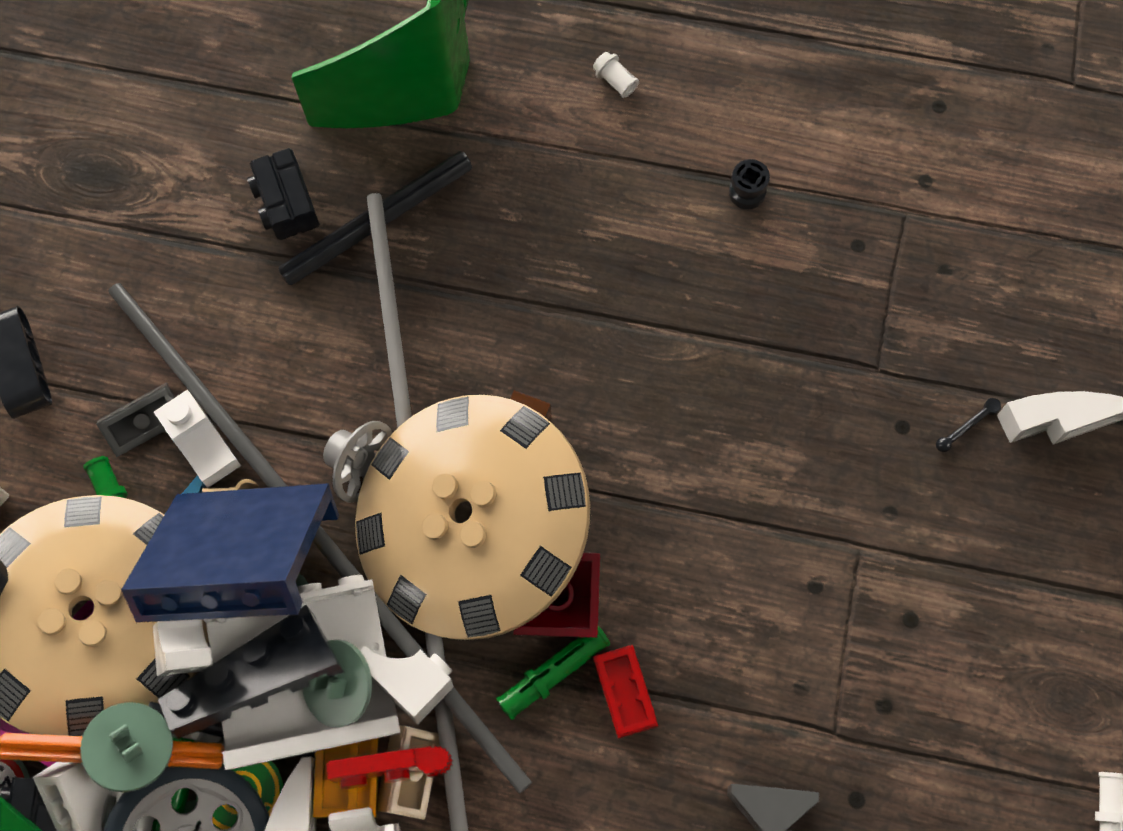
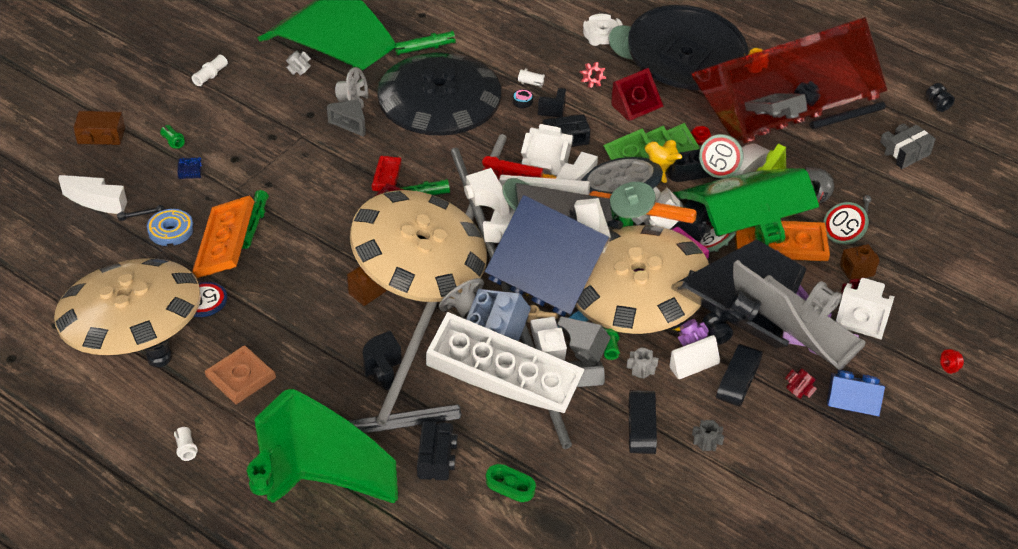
camera: 160 degrees left, 25 degrees down
(48, 455) = (642, 363): none -> light grey gear
(140, 461) = (587, 338): none -> arch
(169, 192) = (511, 483): none -> green plate
(245, 353) = (502, 364): none -> white slope
(286, 432) = (500, 312): none -> sand blue slope
(437, 306) = (379, 356): none -> black brick
(616, 208) = (240, 374): none -> nougat tile
(745, 289) = (212, 299): none -> piece
(787, 498) = (258, 212): none -> green pin
(795, 415) = (223, 237): none -> orange plate
(813, 269) = (105, 321): none -> tan dish
(911, 395) = (171, 217): none -> medium blue tile
(965, 555) = (189, 168): none -> clear blue tile
(1035, 602) = (174, 139): none -> green pin

